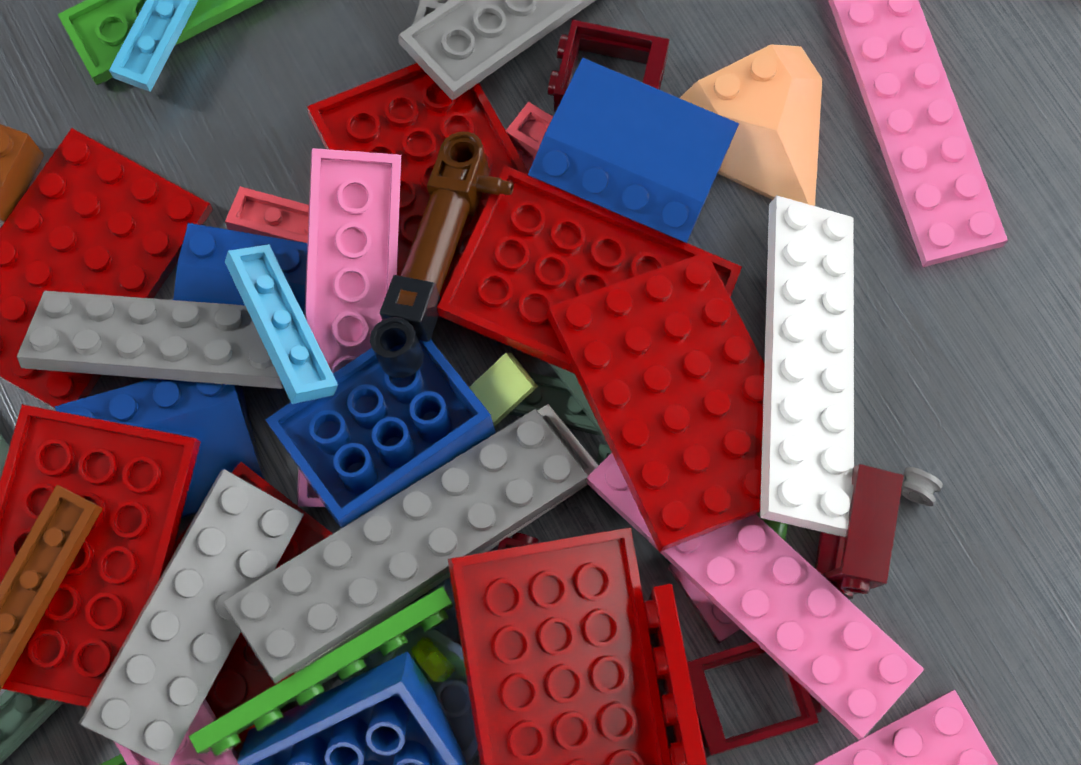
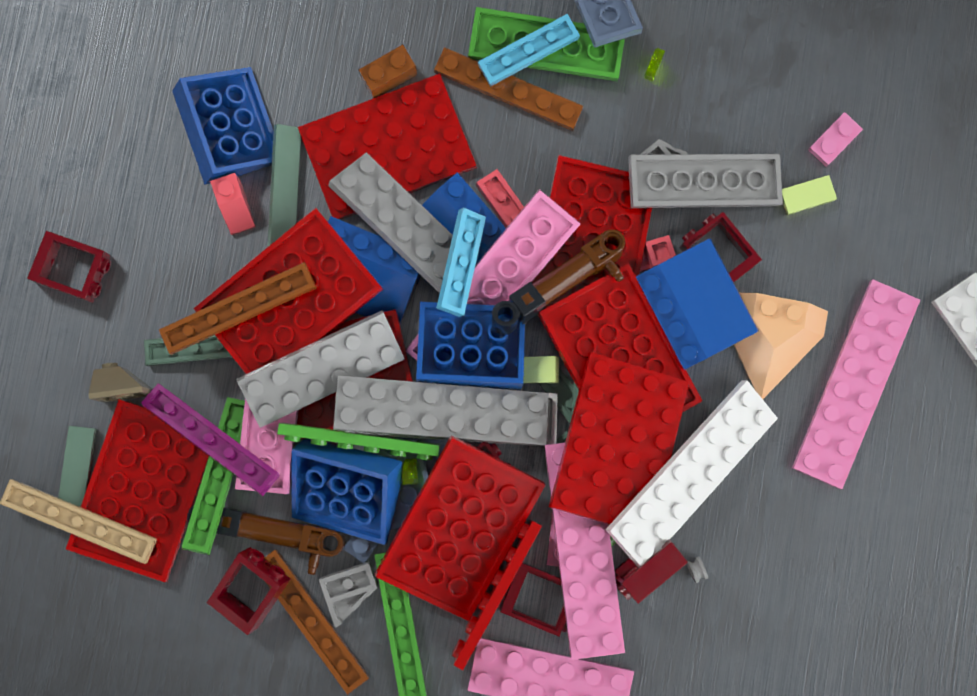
camera: 35 degrees right, 10 degrees up
(180, 84) = (510, 90): none -> dark orange plate

